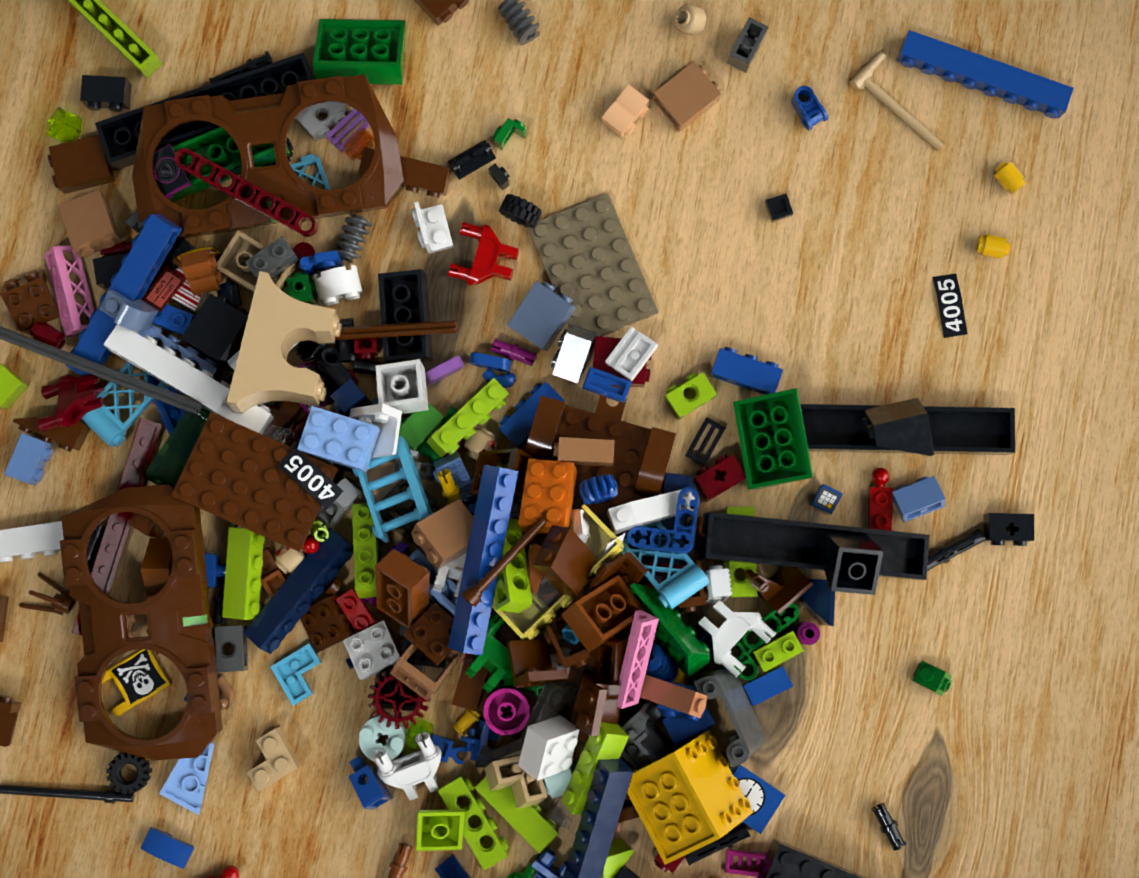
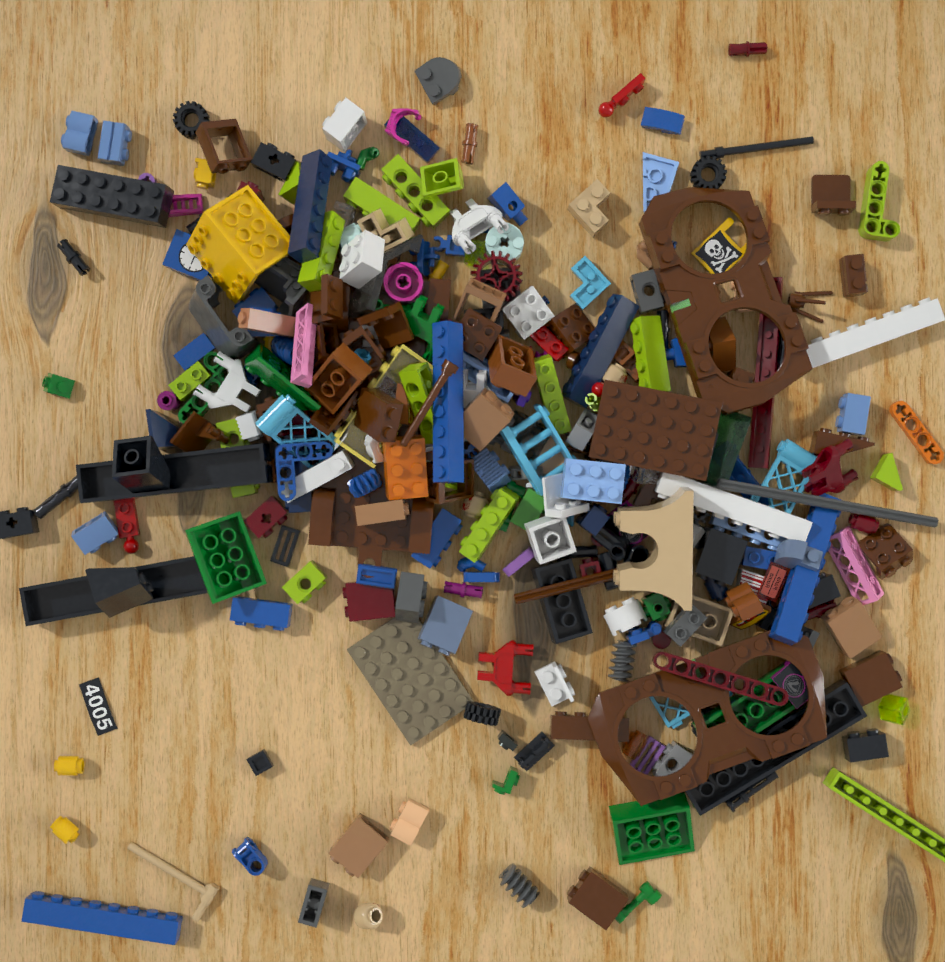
camera: 175 degrees right, 5 degrees up
(310, 478) = (609, 442): black sticker -> none
(450, 489) = (490, 459): yellow pin -> none
(631, 353) = (360, 607): white plate -> none
(827, 498) = (173, 518): slope -> none

